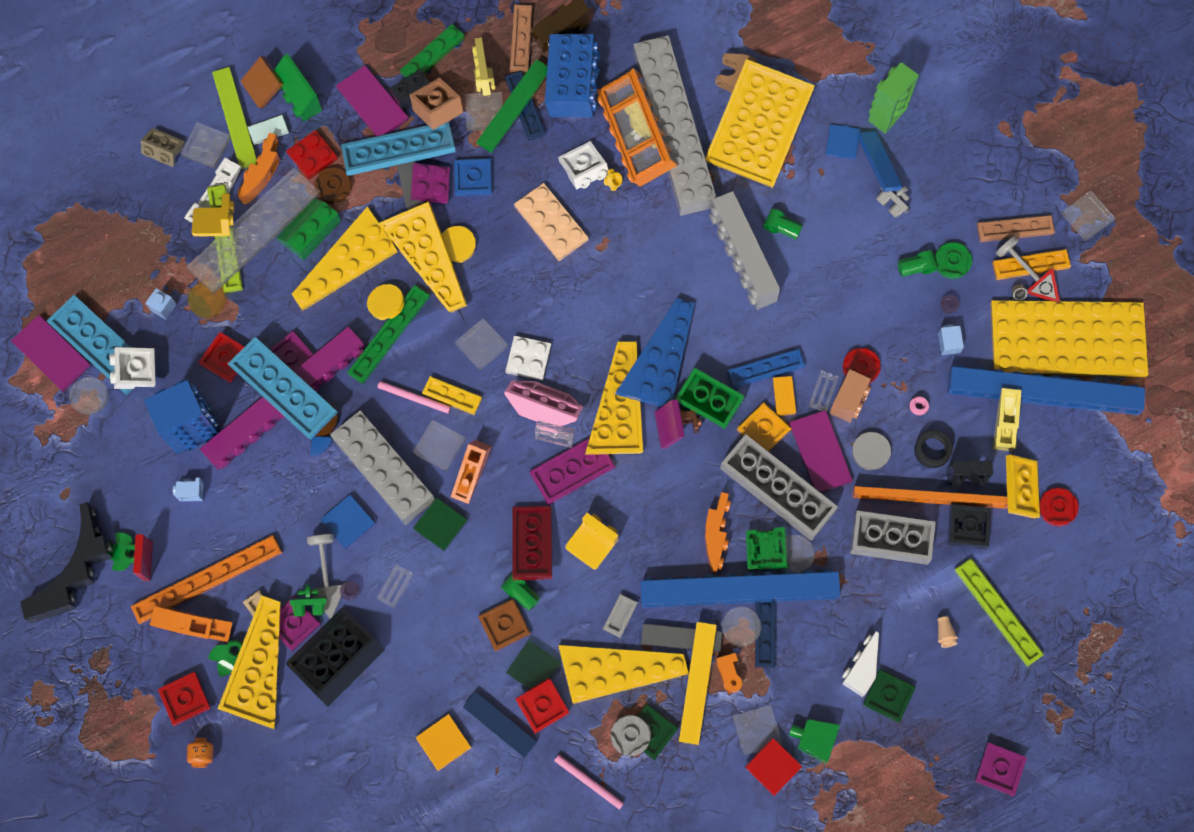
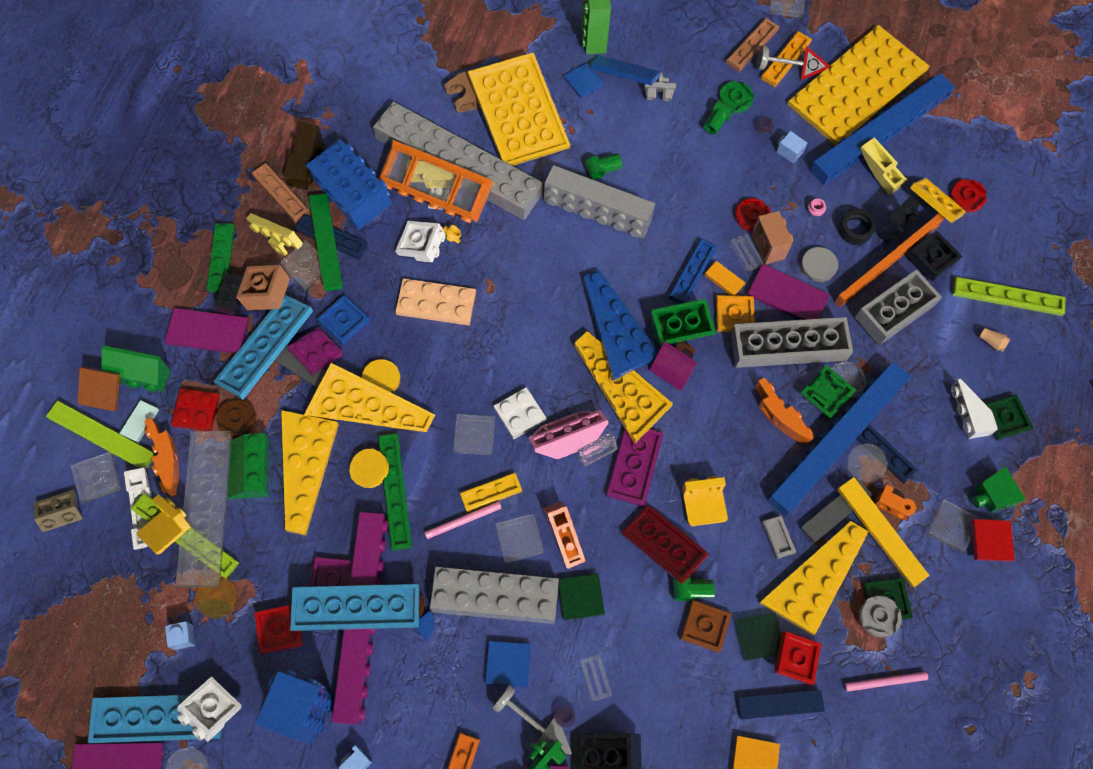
camera: 50 degrees left, 5 degrees down
(1019, 292) = (799, 81): dark grey hinge -> none

